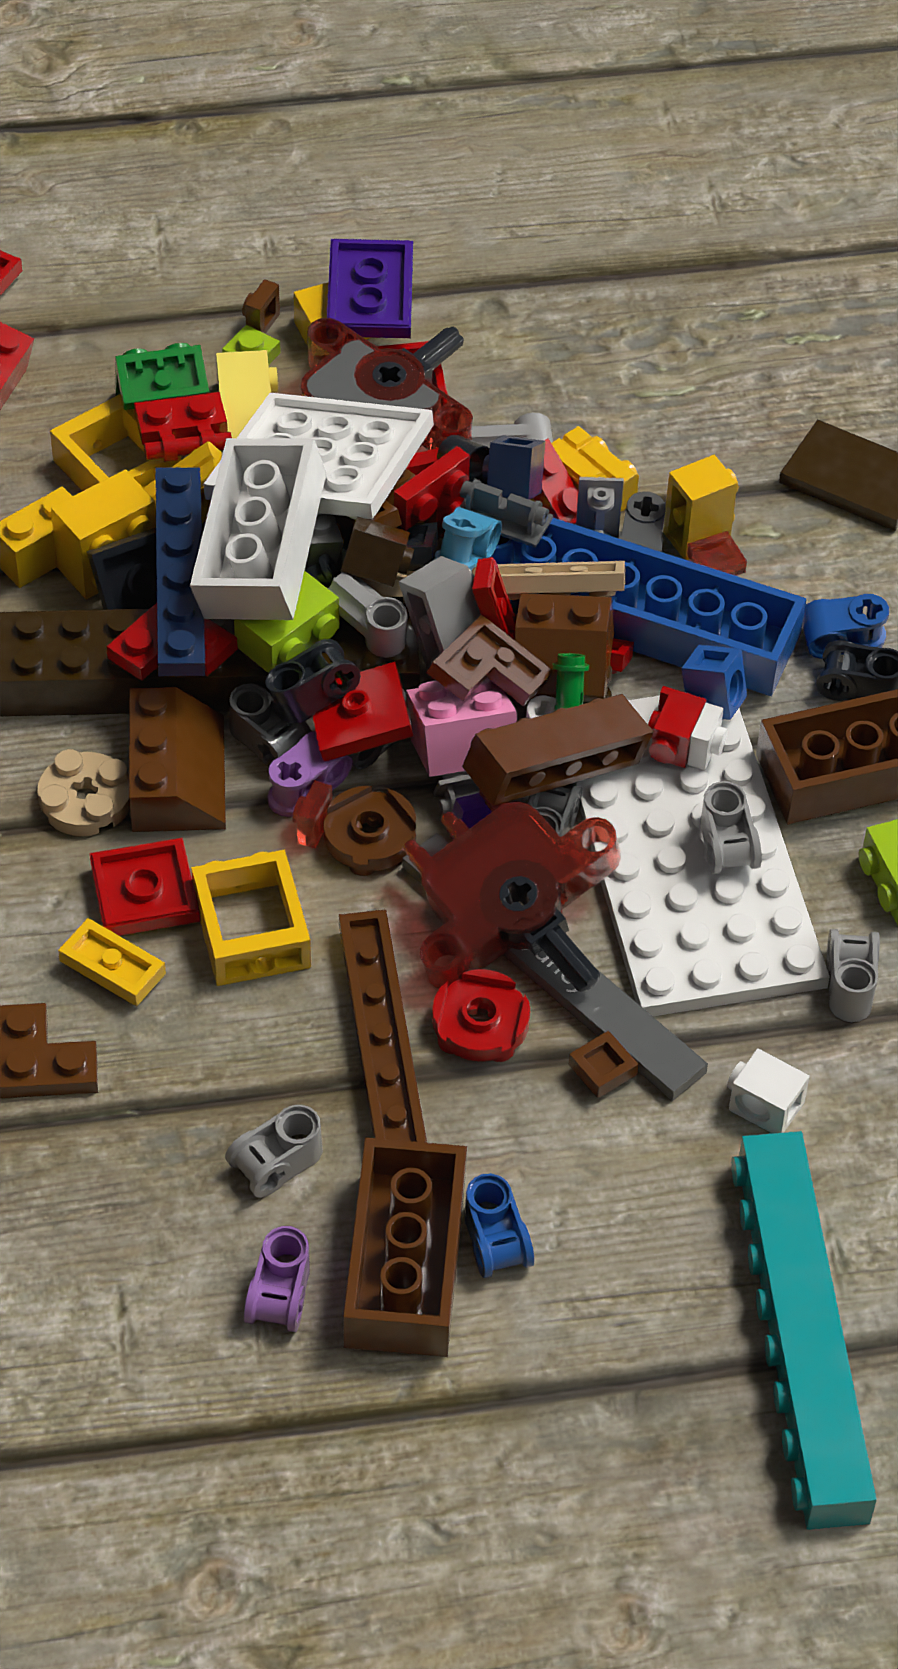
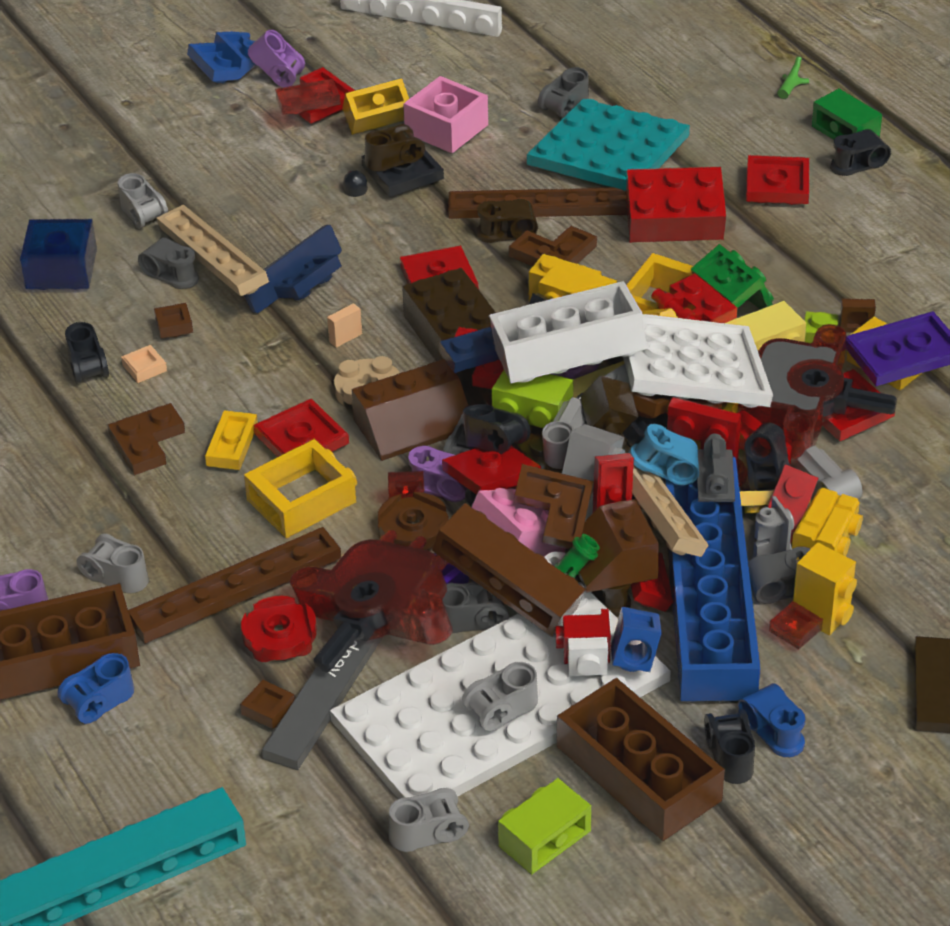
camera: 70 degrees right, 10 degrees down
(515, 466) = (765, 464): dark blue brick -> none
(767, 1091) = (283, 801): white brick -> none

